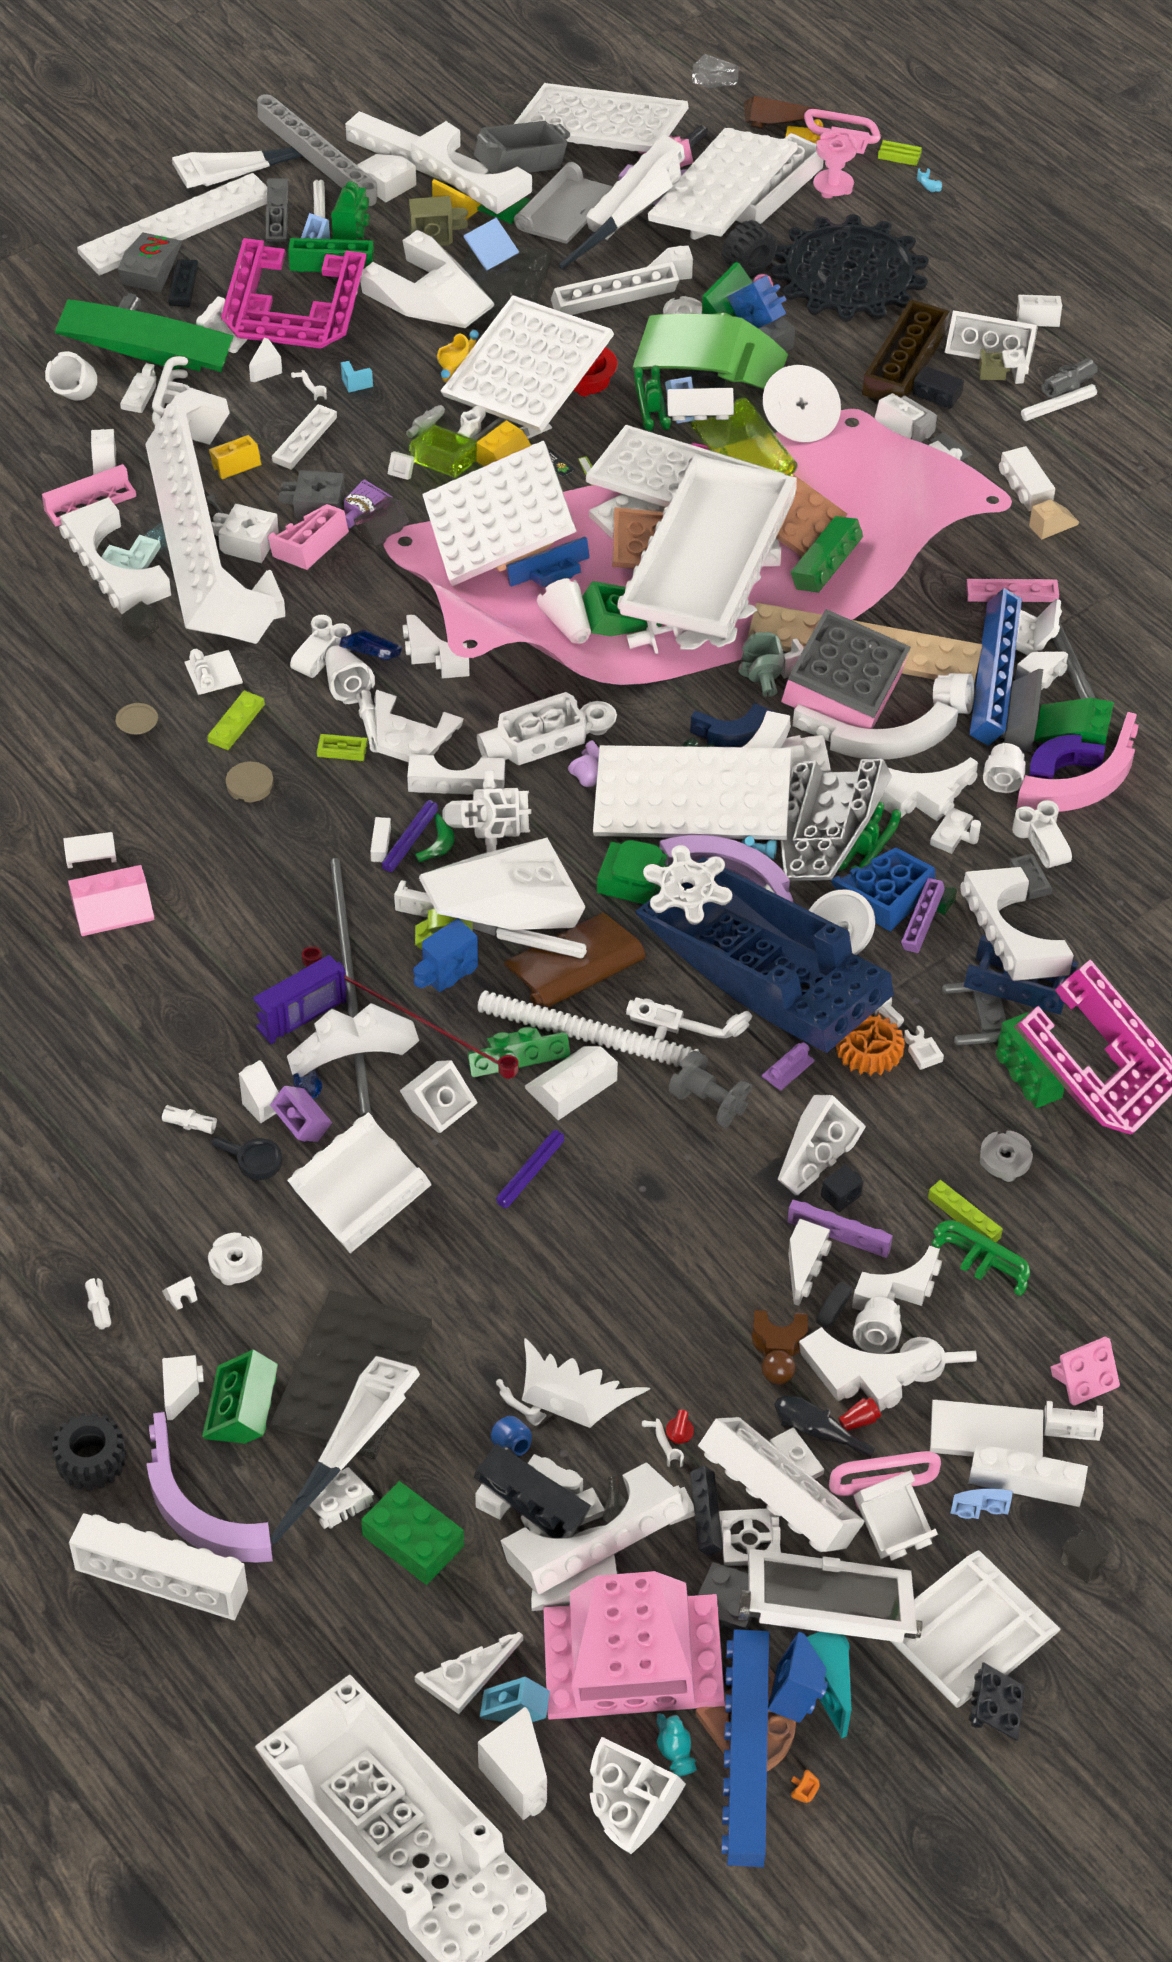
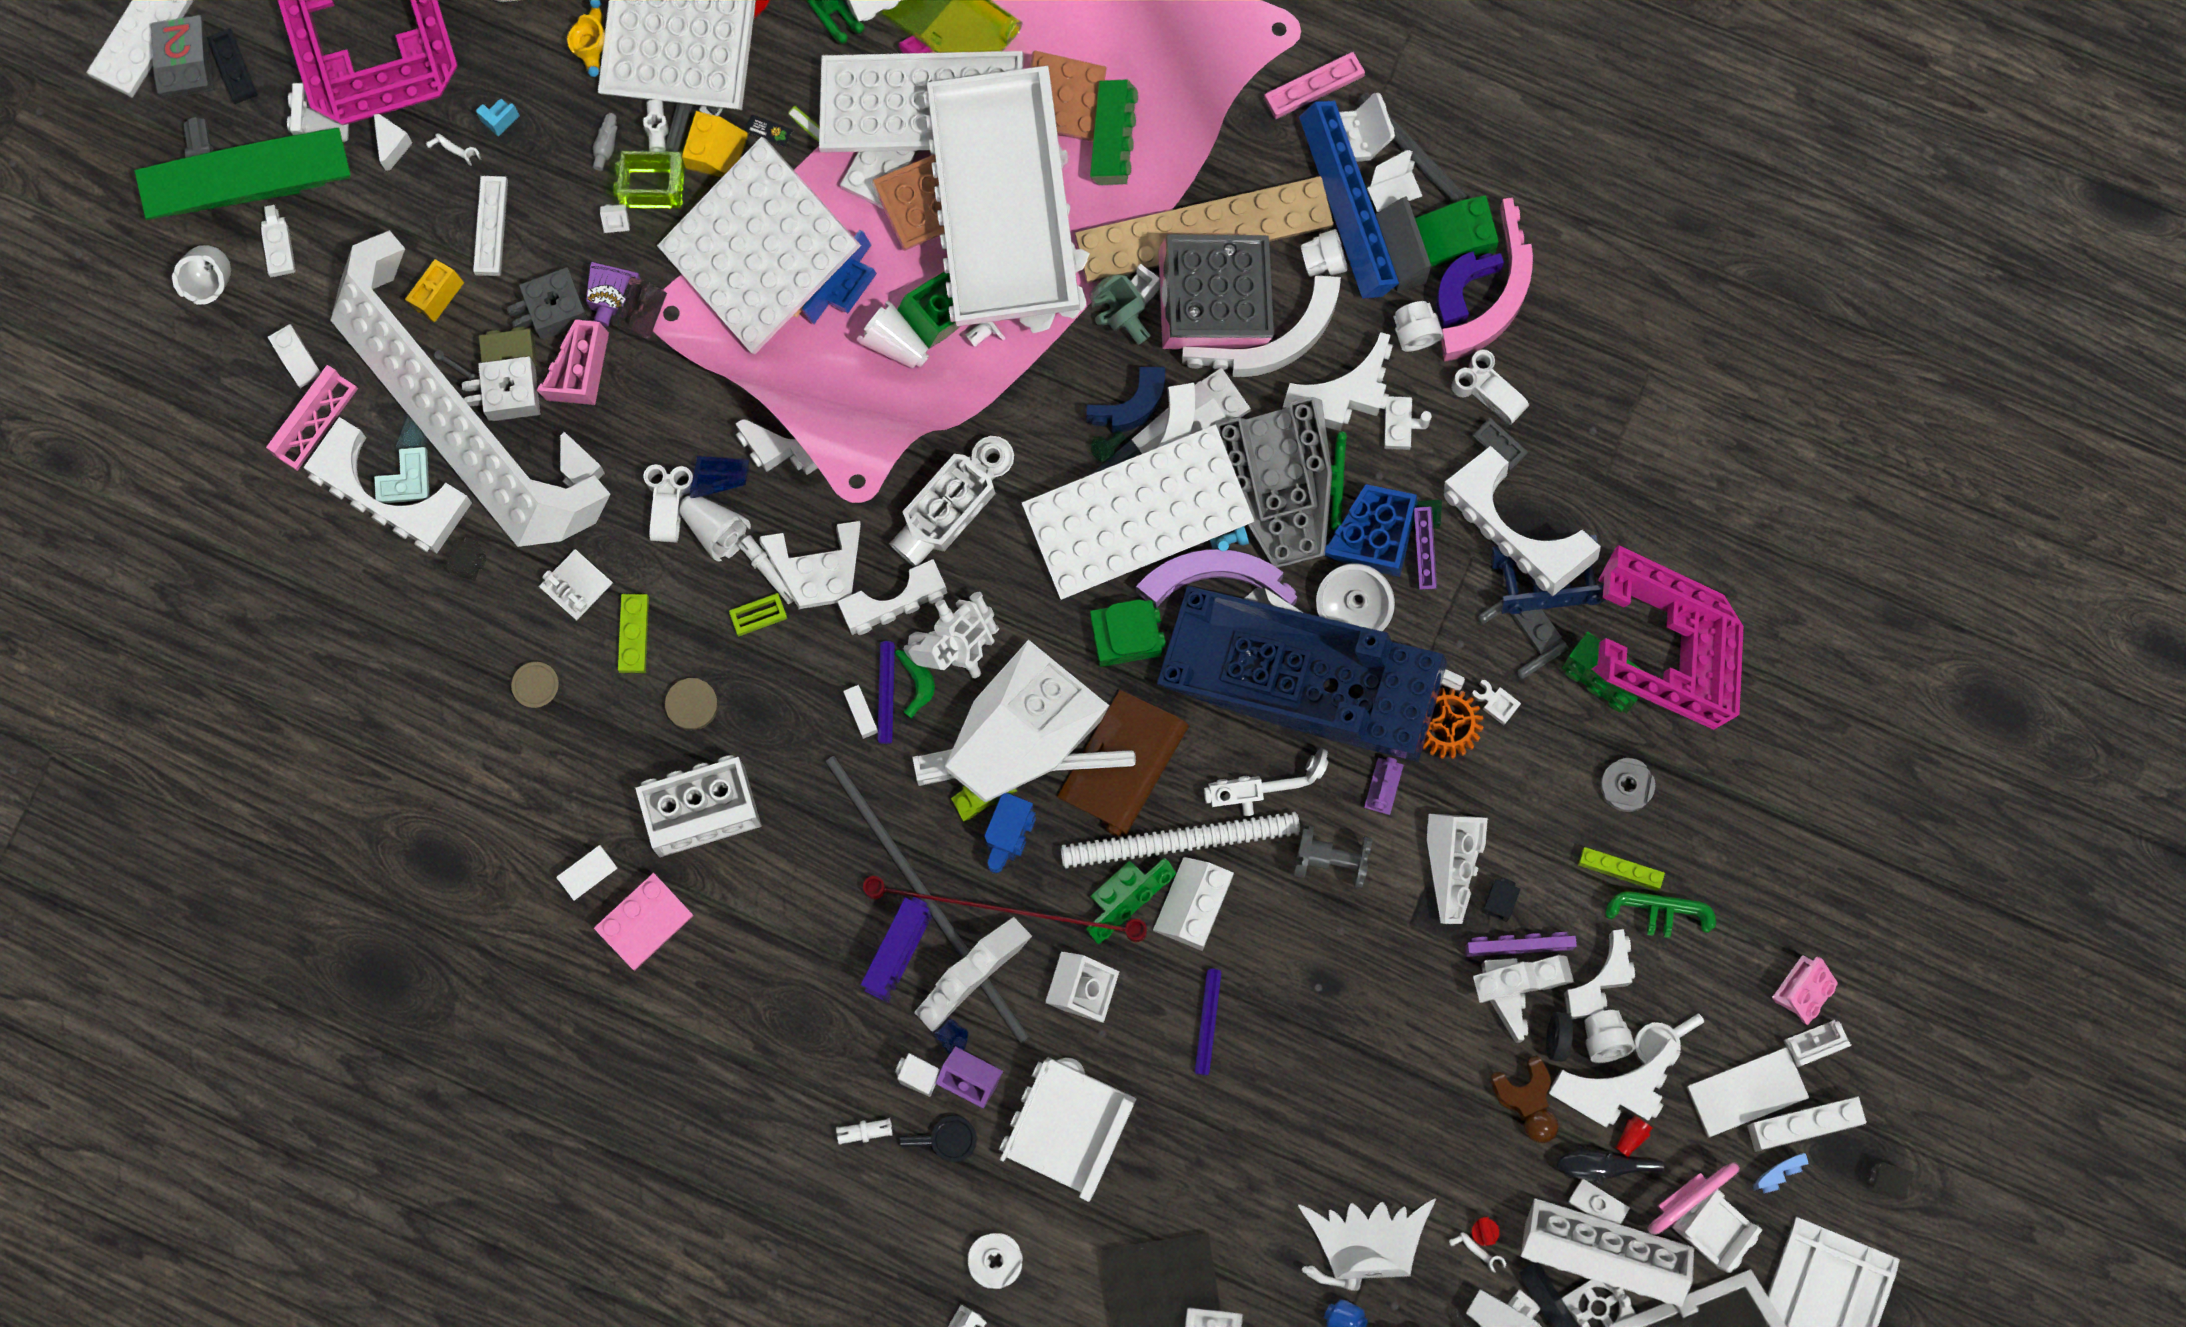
camera: 25 degrees left, 25 degrees up
(166, 388) = (298, 199): white piece -> none
(207, 840) = (700, 823): none -> white brick
(270, 504) = (508, 345): none -> olive brick
(586, 767) = (1017, 525): lavender piece -> none
(686, 870) = (1201, 618): white plate -> none
(822, 1238) = (1523, 978): none -> white arch
(1051, 673) = (1394, 189): none -> white sticker

